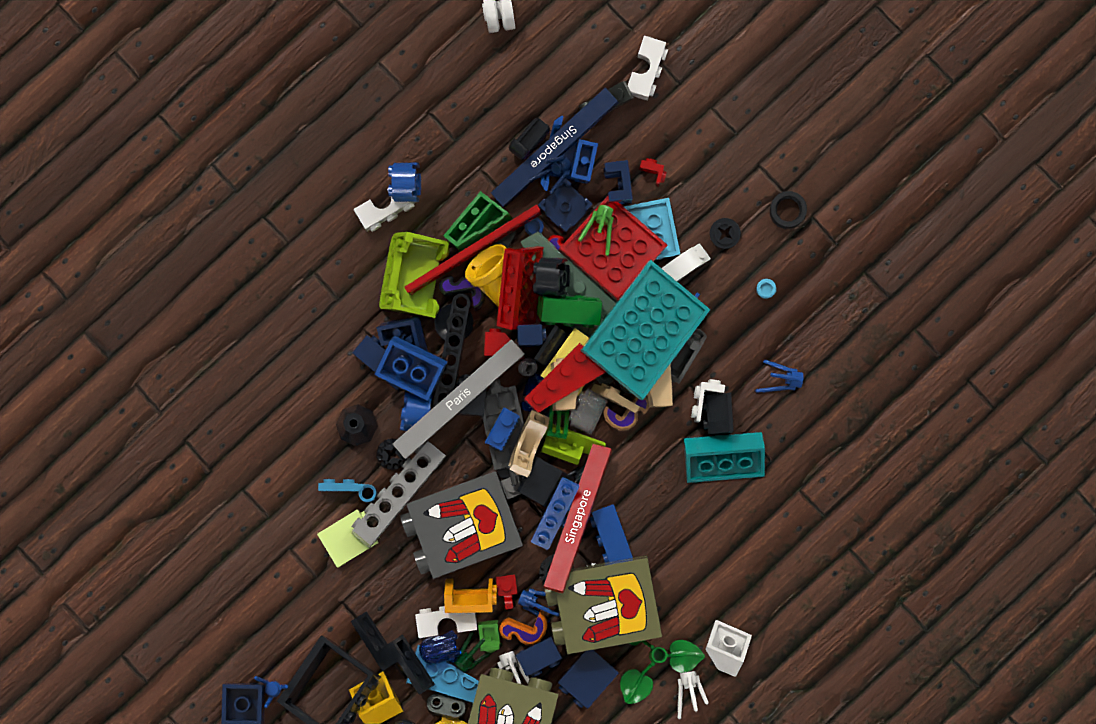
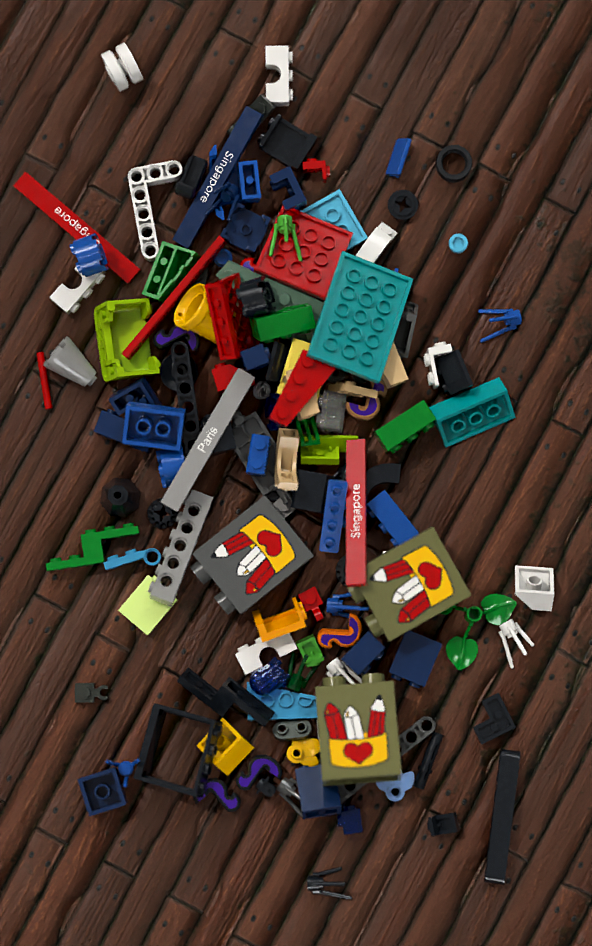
camera: 20 degrees left, 0 degrees up
(261, 603) = (86, 692): none -> pearl dark grey plate
(313, 464) = (92, 547): none -> green bracket
(322, 287) = (44, 381): none -> red bar
(352, 280) = (71, 363): none -> light grey cone
(401, 147) = (74, 225): none -> red tile
(476, 150) = (145, 204): none -> white beam
(616, 488) = (382, 474): none -> black arch
(633, 136) = (286, 143): none -> black panel
(654, 451) = (405, 427): none -> green brick
(736, 186) = (398, 157): none -> blue slope

